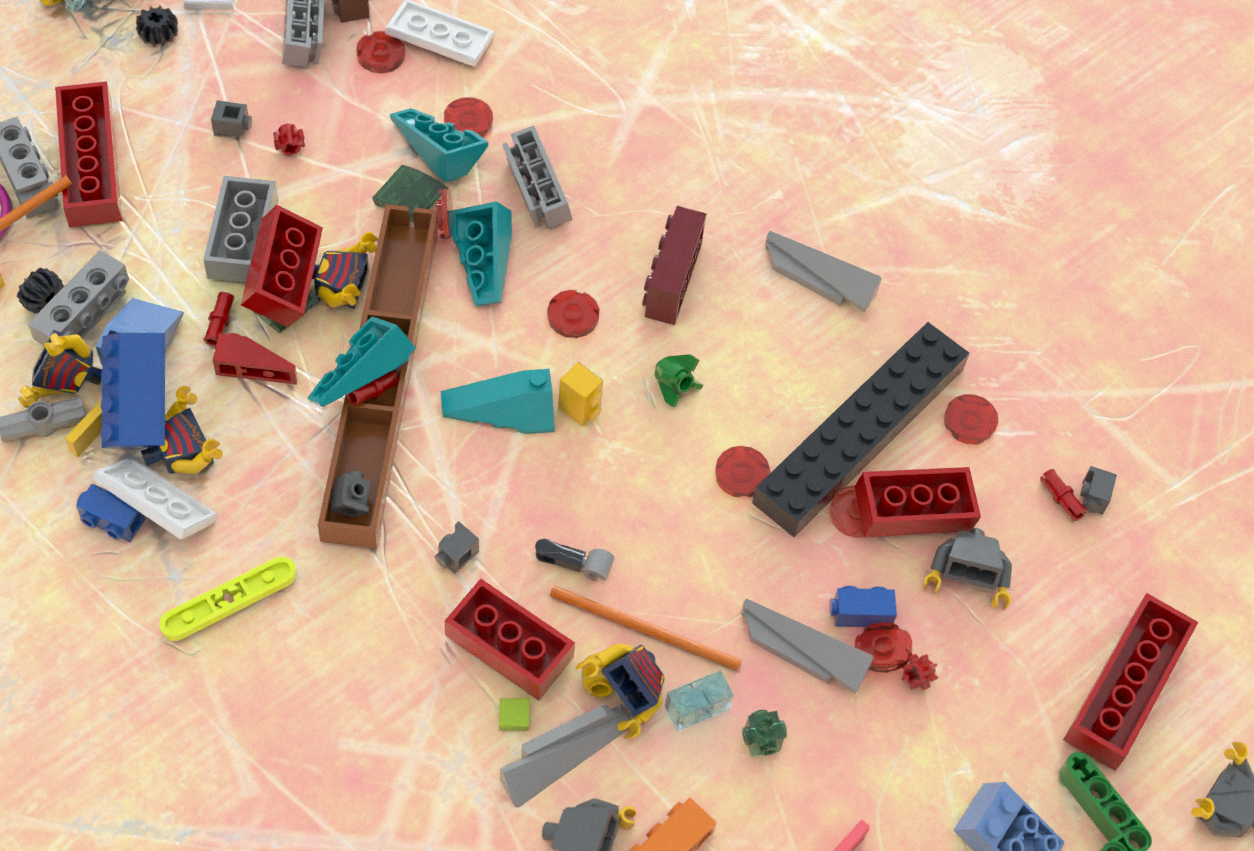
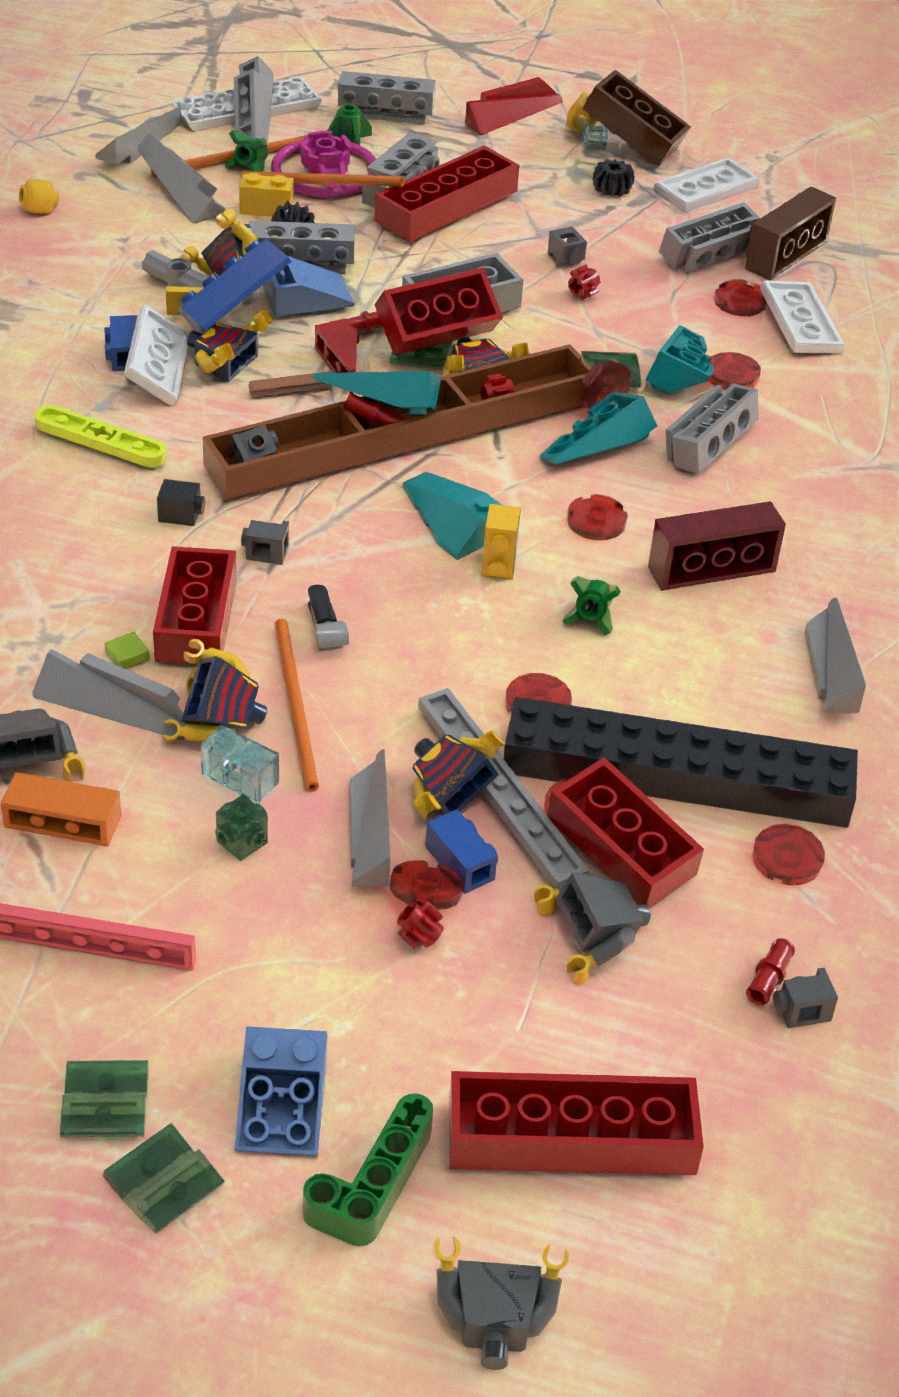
camera: 60 degrees right, 15 degrees down
(259, 421) = (285, 385): none -> nougat axle
(365, 584) = (180, 502): none -> black brick
(400, 287) = (496, 386): none -> red gear
(798, 570) = (452, 771): none -> torso
(815, 547) = (508, 795): none -> light grey plate

